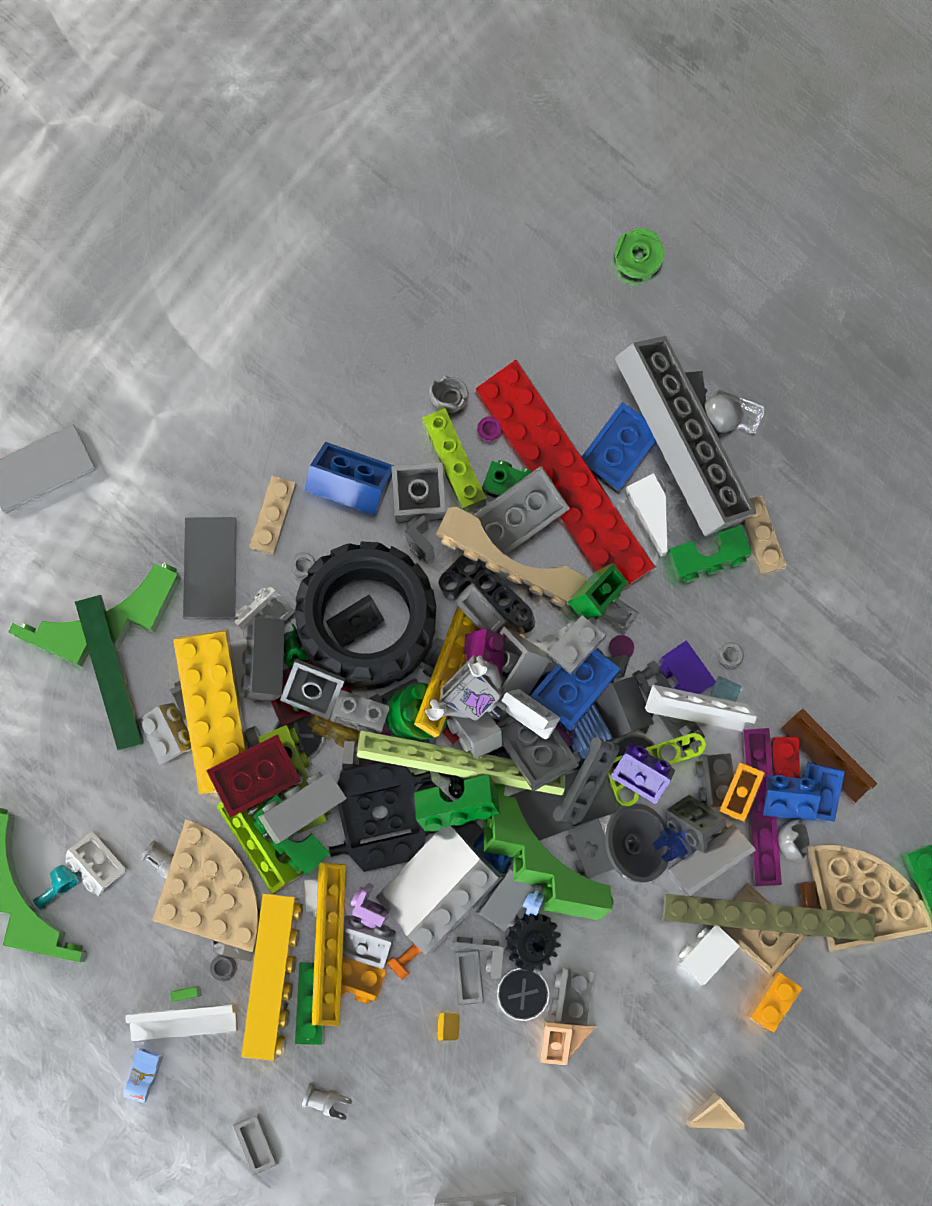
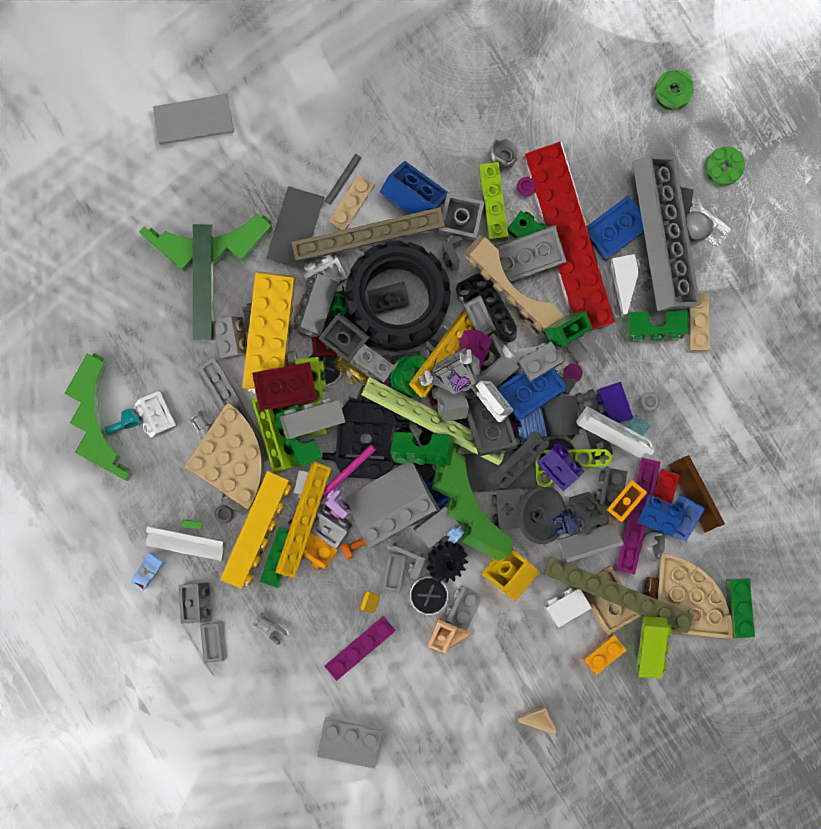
camera: 15 degrees right, 5 degrees up
(179, 808) = (225, 394): none -> light grey plate
(217, 1098) = (194, 603): none -> dark grey bracket
(253, 488) = (343, 178): none -> flat silver bar
(305, 548) = (368, 234): none -> dark tan plate
(367, 864) = (346, 472): none -> dark pink bar
(453, 1092) = (360, 648): none -> magenta plate
(622, 933) = (511, 574): none -> yellow slope
(739, 316) = (734, 159): none -> bright green plate
(836, 973) = (653, 647): none -> lime brick

